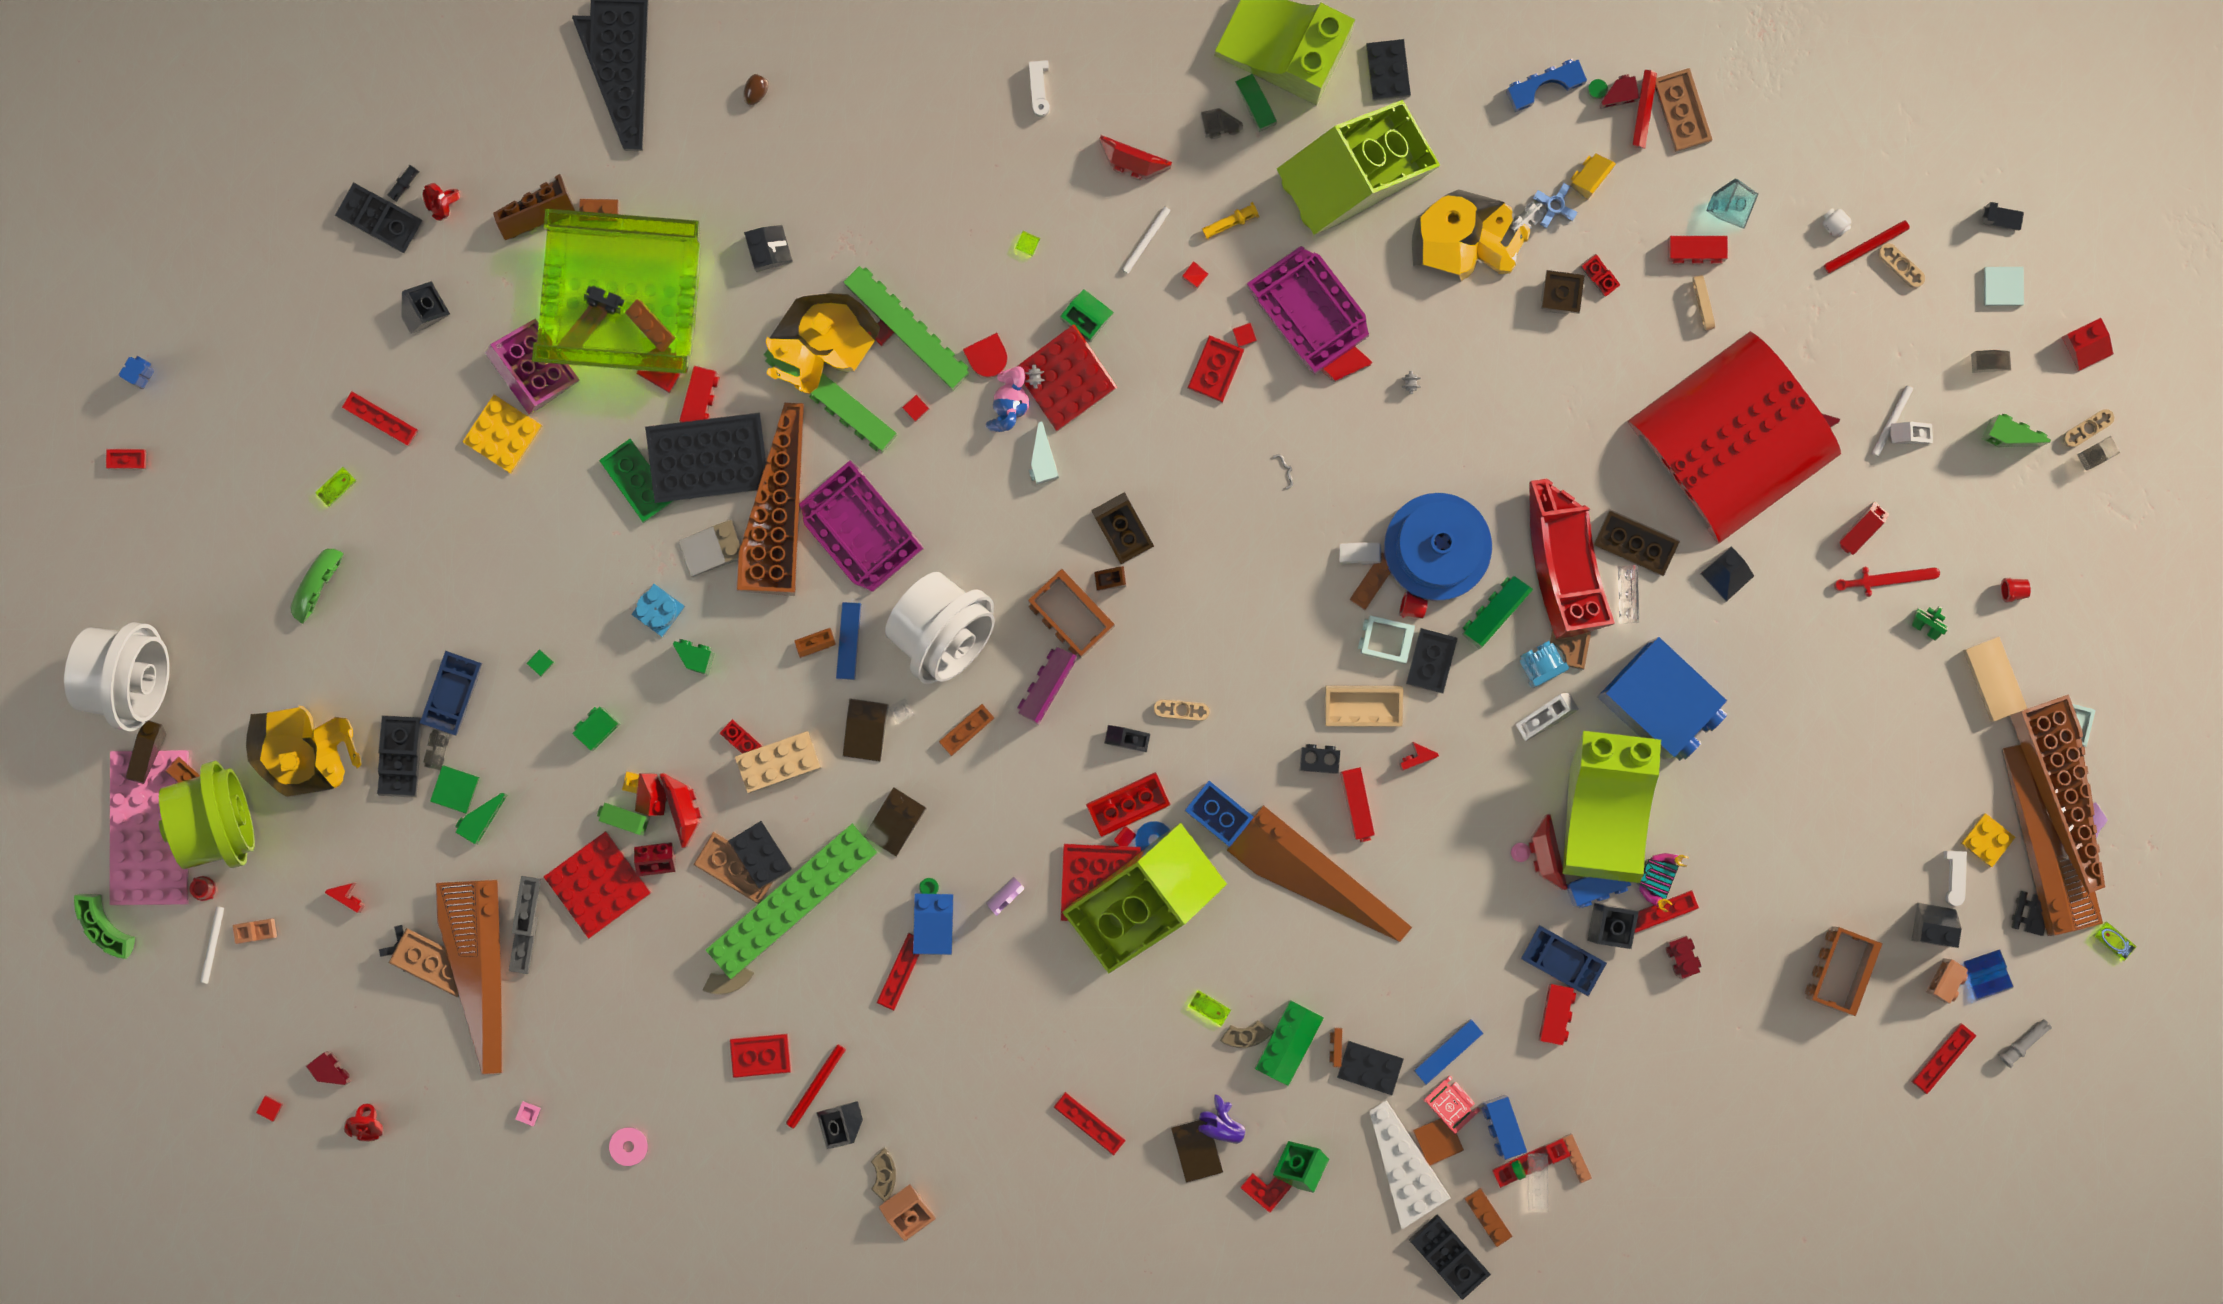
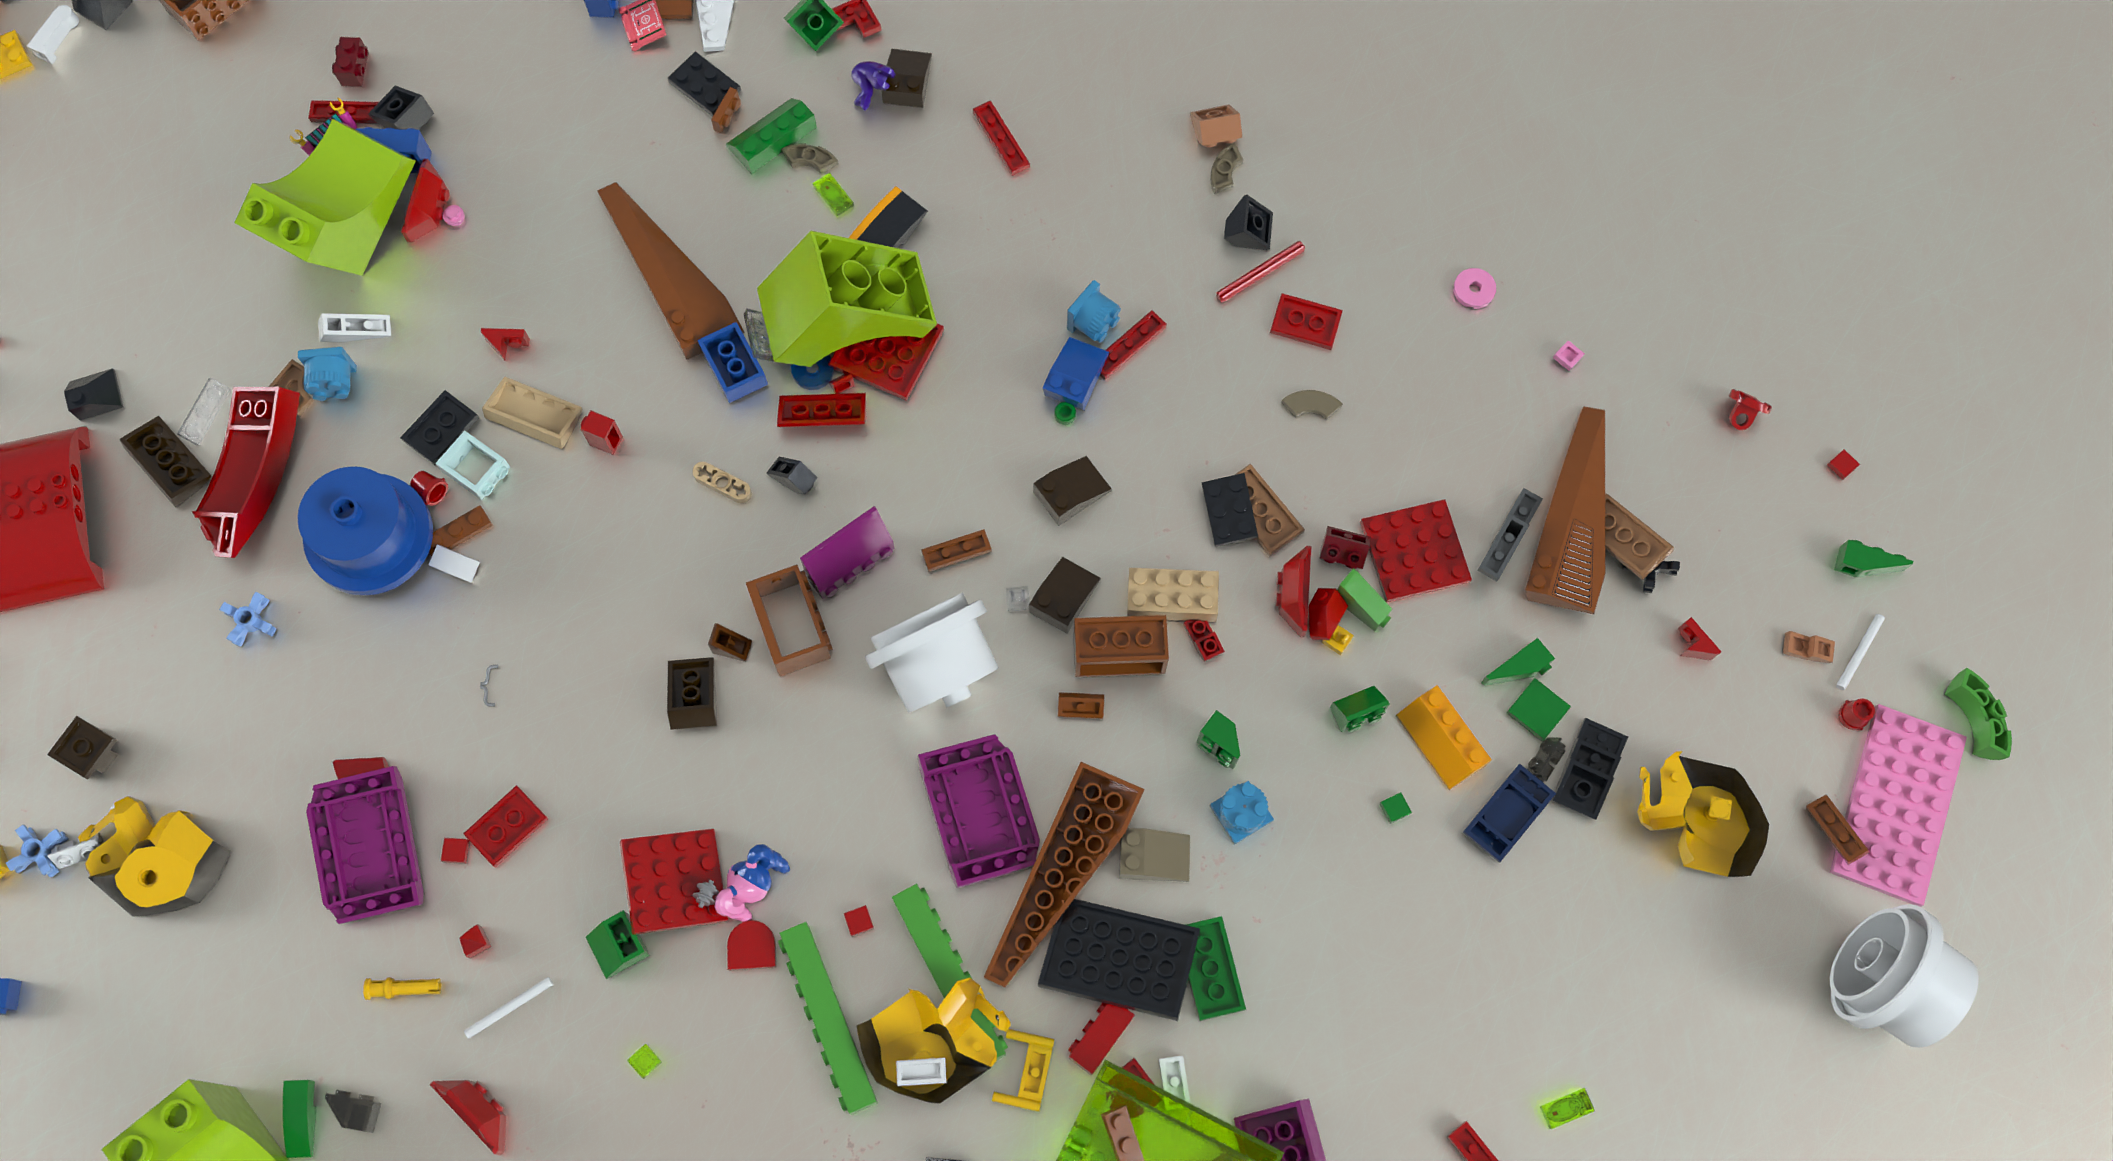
camera: 160 degrees left, 15 degrees down
(145, 751) = (1885, 883): dark brown slope -> none
(207, 819) = (1840, 769): lime piece -> none
(232, 1023) = (1863, 560): none -> green slope
(313, 582) = (1632, 1000): bright green brick -> none
(327, 1070) = (1770, 474): dark red slope -> none
(502, 433) = (1348, 1090): yellow plate -> none
(522, 733) = (1443, 737): none -> light orange slope
(632, 387) = (1174, 1077): none -> white plate
(738, 350) = (1033, 1074): none -> yellow plate
(791, 901) = (1214, 449): bright green brick -> none
(800, 697) = (1120, 646): none -> dark orange hose
(819, 315) = (921, 1071): none -> white tile
(848, 641) = (1043, 694): blue slope -> none
(884, 334) = (857, 1019): red tile -> none
(938, 980) = (1093, 313): none -> dark azure piece
(1005, 896) = (990, 369): lavender slope -> none
(1042, 460) = (743, 802): light aqua slope -> none
(1149, 989) = (890, 220): none -> black slope
(1208, 845) = (758, 335): none -> clear plate
(1295, 707) = (601, 432): none -> red brick
(1319, 764) = (607, 372): black brick -> none
(1357, 166) = (223, 982): lime slope -> none
(1357, 804) = (587, 320): red slope -> none
(1388, 69) = (130, 1091): black plate -> none
(1411, 382) = (302, 720): light grey wheel -> none
(1448, 1051) = (622, 70): blue slope -> none
(1496, 451) = (256, 623): none -> light blue pin
(1499, 609) = (343, 443): green slope -> none
(1557, 1014) = (500, 59): red brick -> none
(1563, 960) = (466, 102): dark blue slope -> none
(1600, 275) = (35, 747): red slope -> none
(1664, 700) = (221, 284): blue brick -> none

